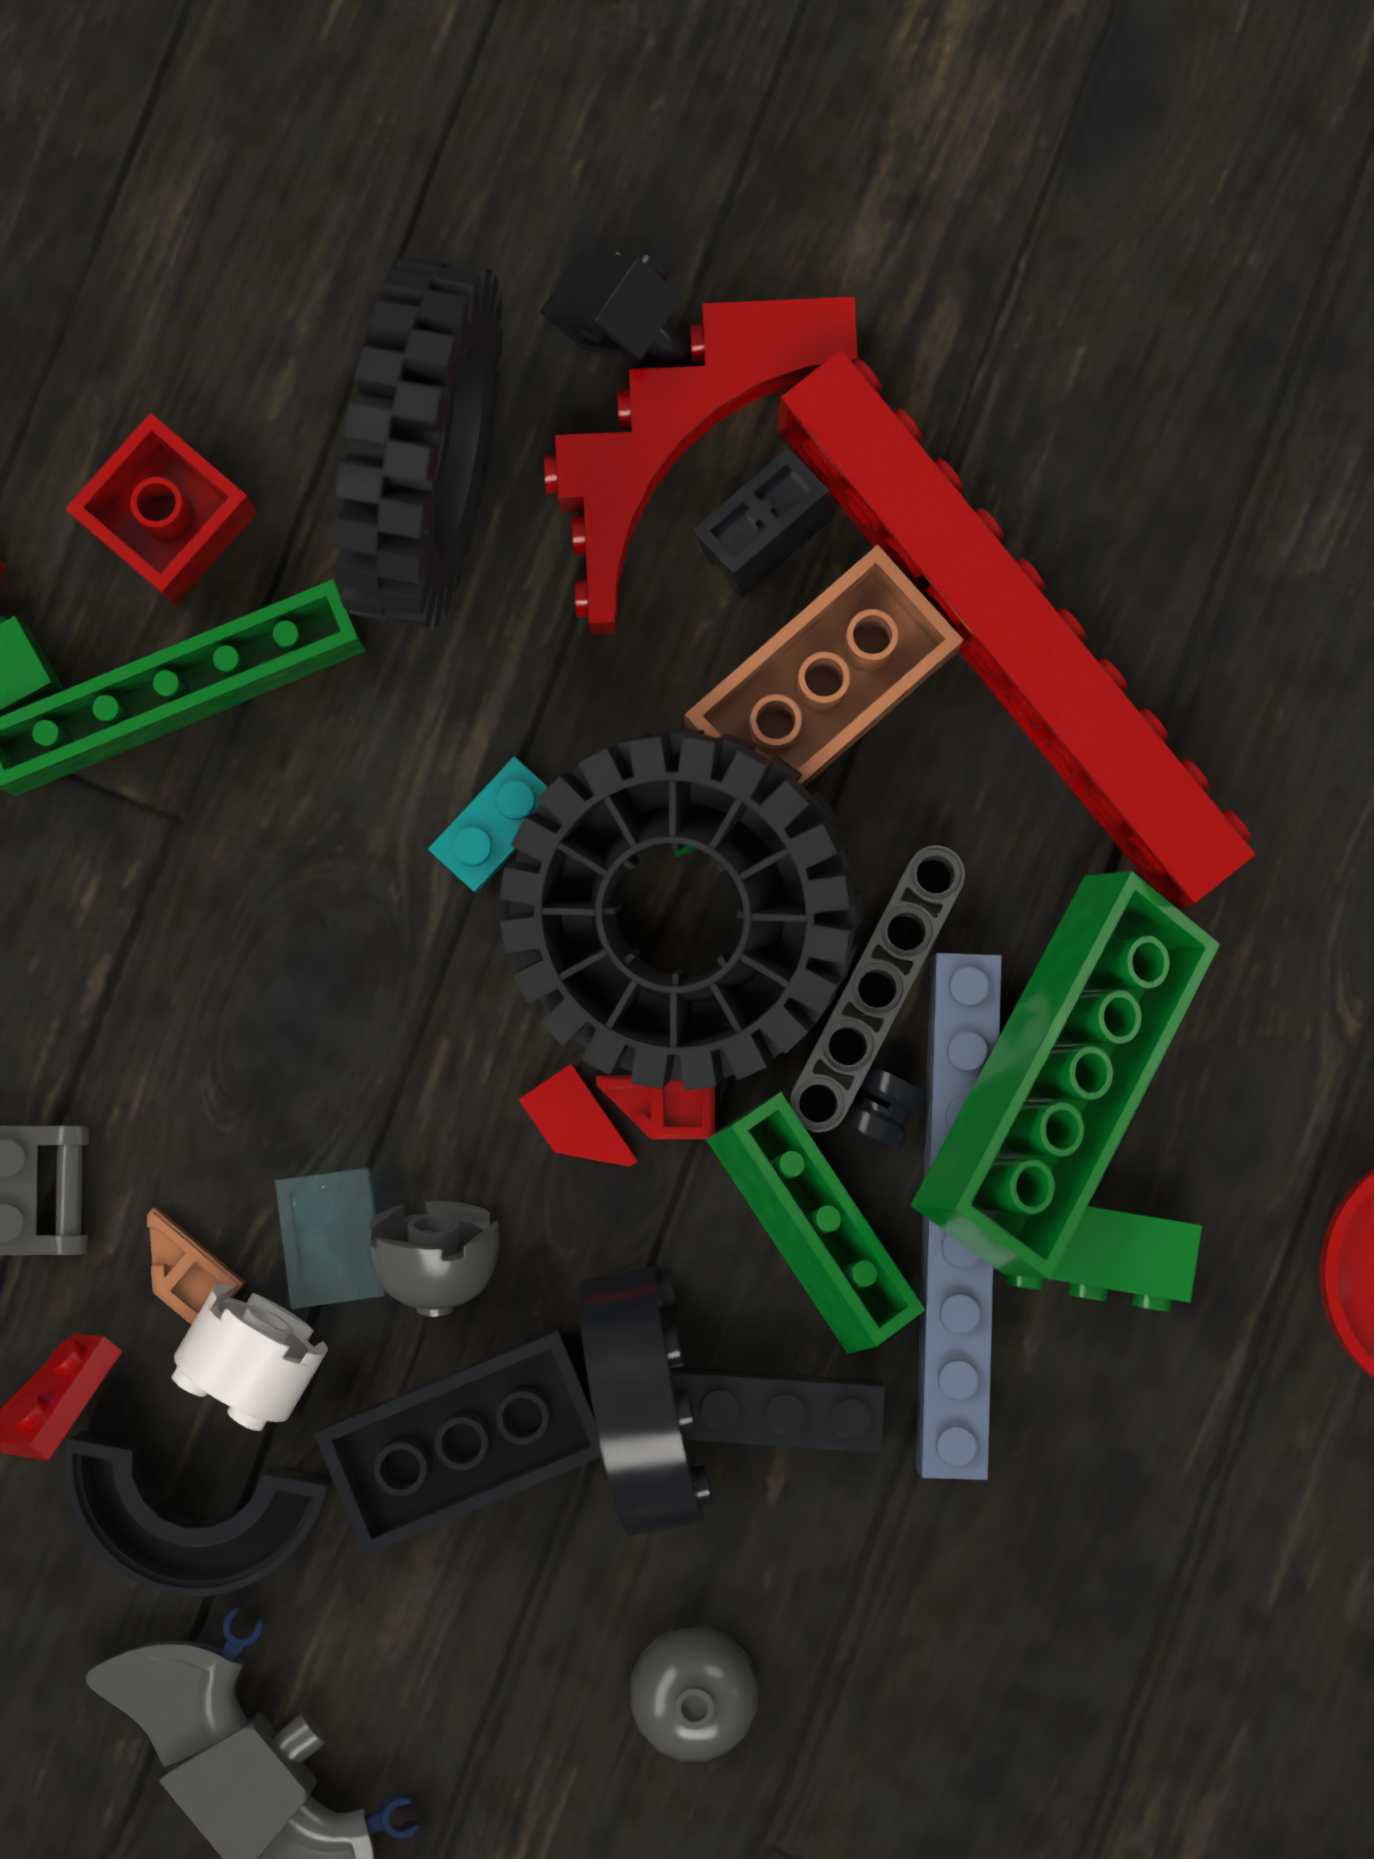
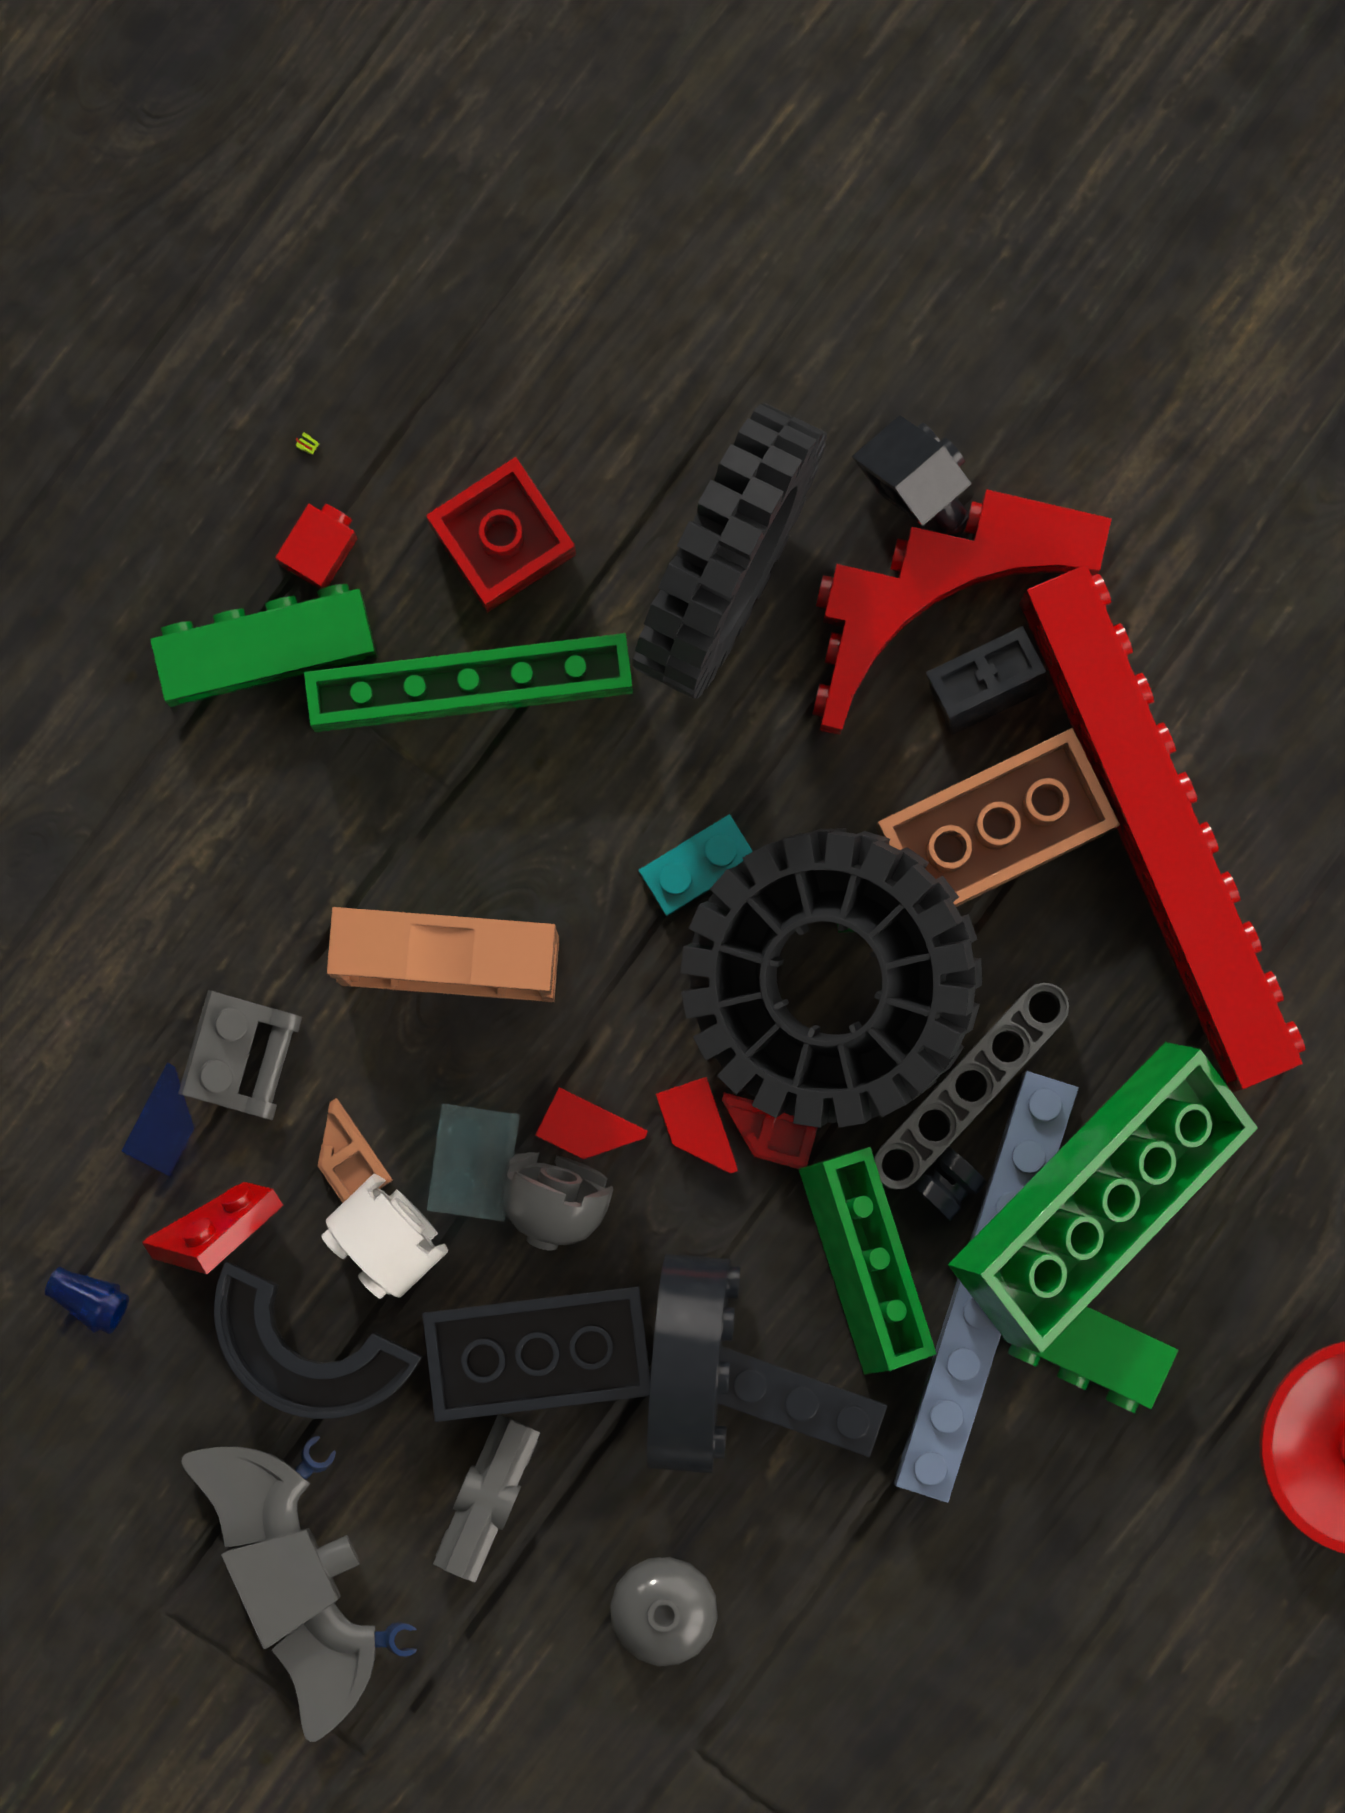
camera: 15 degrees right, 0 degrees up
(215, 1008) = (443, 954): none -> nougat tile
(448, 1160) = (585, 1127): none -> red tile
(452, 1623) = (486, 1498): none -> dark grey piece

